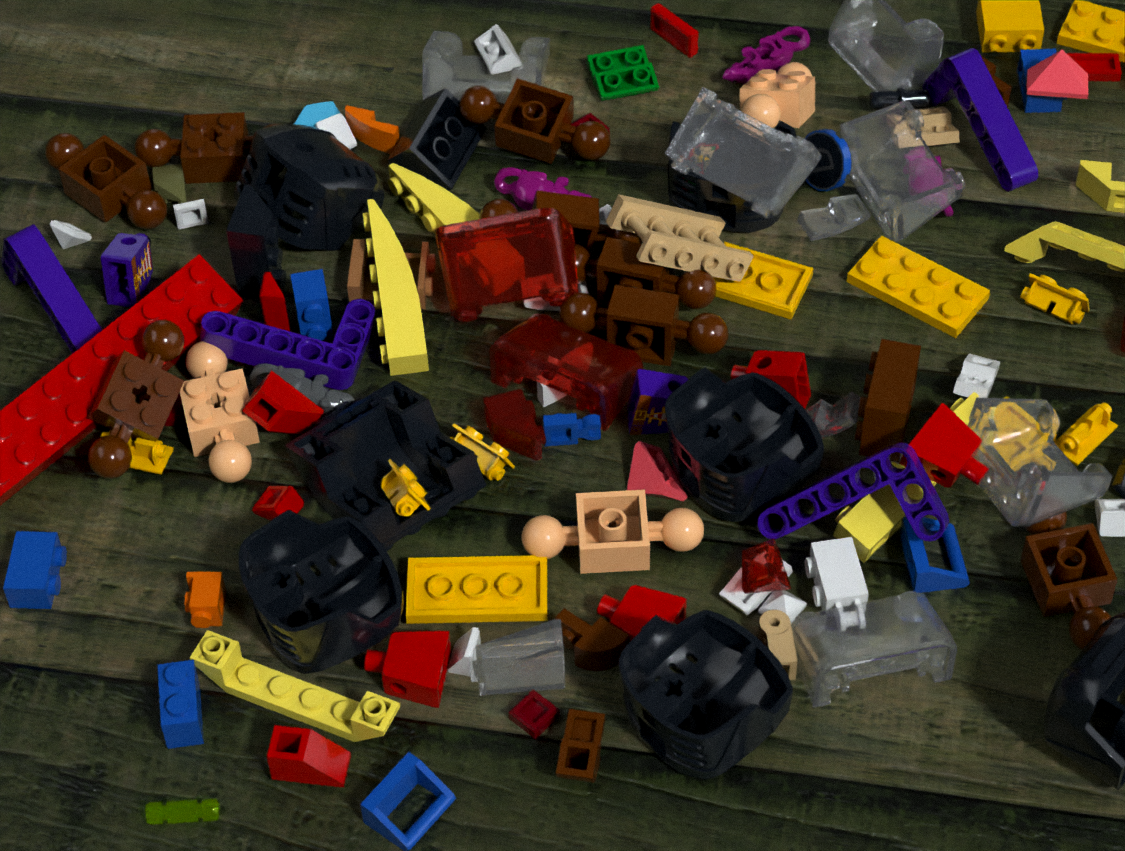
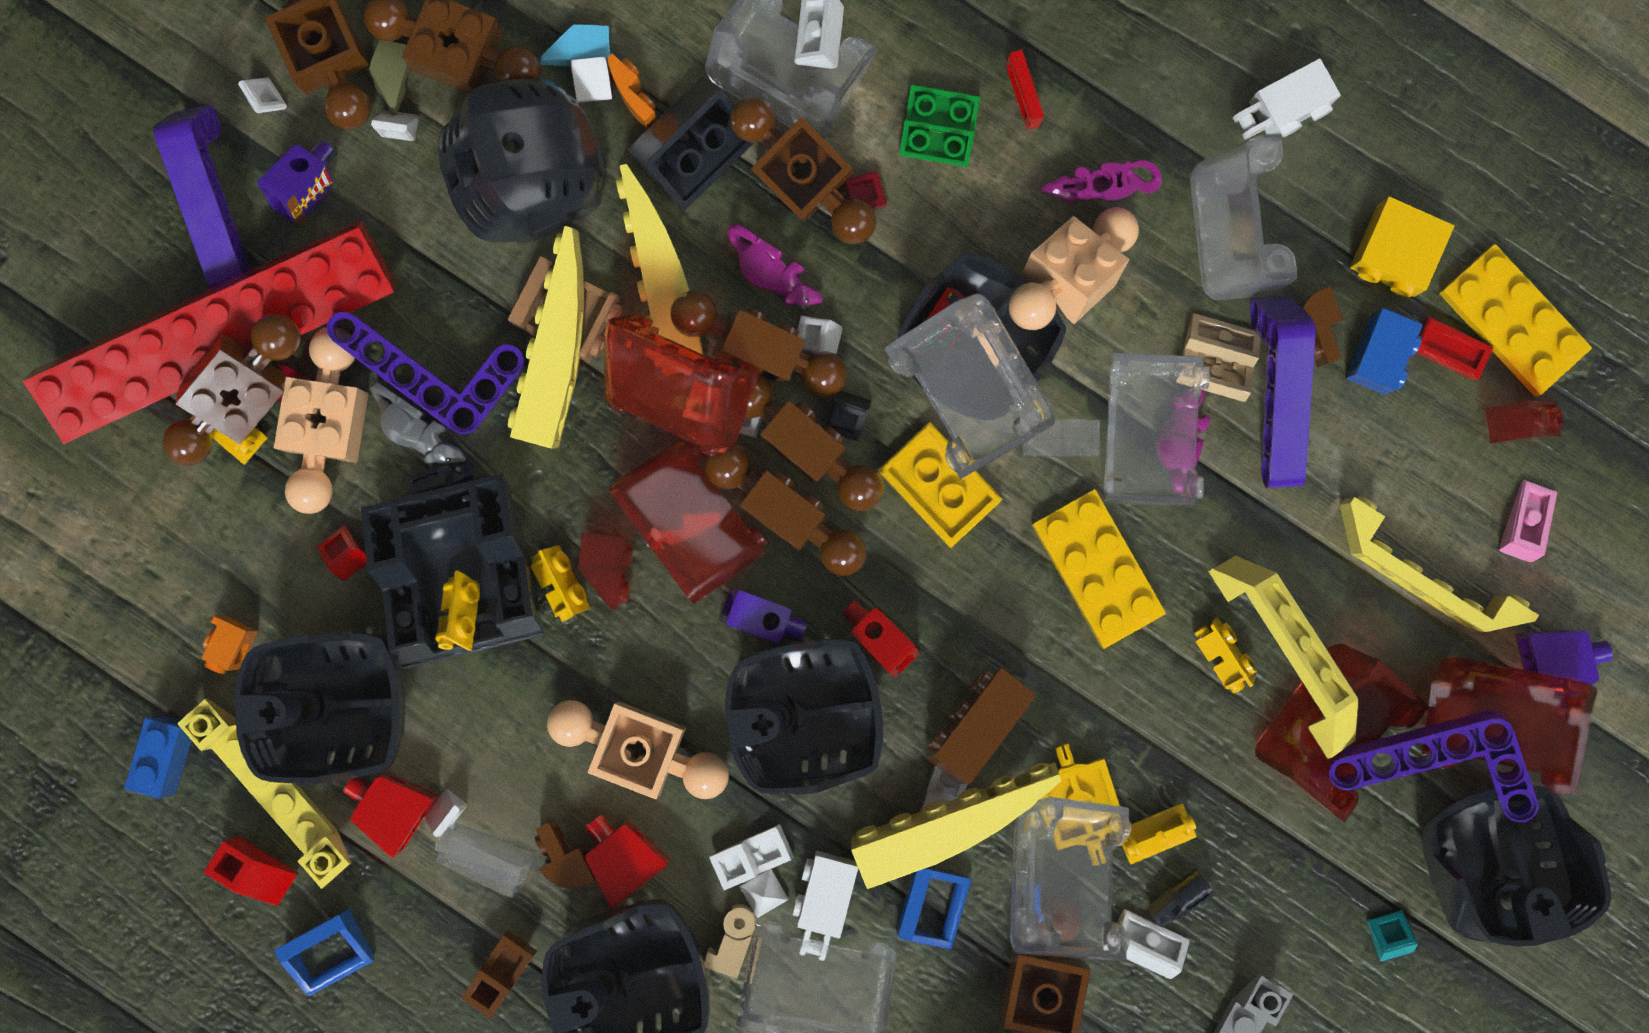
camera: 20 degrees right, 35 degrees up
(34, 570) = (80, 534): blue brick -> none
(182, 811) = (127, 864): clear neon green axle -> none
(254, 244) = (428, 229): black slope -> none
(273, 303) = (421, 313): red slope -> none
(281, 407) = (373, 453): red slope -> none
(312, 305) = (460, 333): blue brick -> none
(476, 589) = (485, 747): yellow plate -> none
(534, 714) = (481, 905): dark red tile -> none
(566, 428) = (651, 593): blue plate -> none
(654, 473) = (709, 686): coral slope -> none
(679, 238) = (882, 402): tan fence -> none
(763, 569) = (757, 863): clear red slope -> none
(834, 161) = (1084, 369): tile -> none
(837, 417) = (913, 709): clear slope -> none
(855, 489) = (886, 833): dark purple beam -> none
(883, 99) = (1217, 306): black axle -> none
(948, 449) = (988, 835): red torso -> none
(976, 376) = (1090, 717): white slope -> none
(1057, 78) = (1394, 378): coral slope -> none

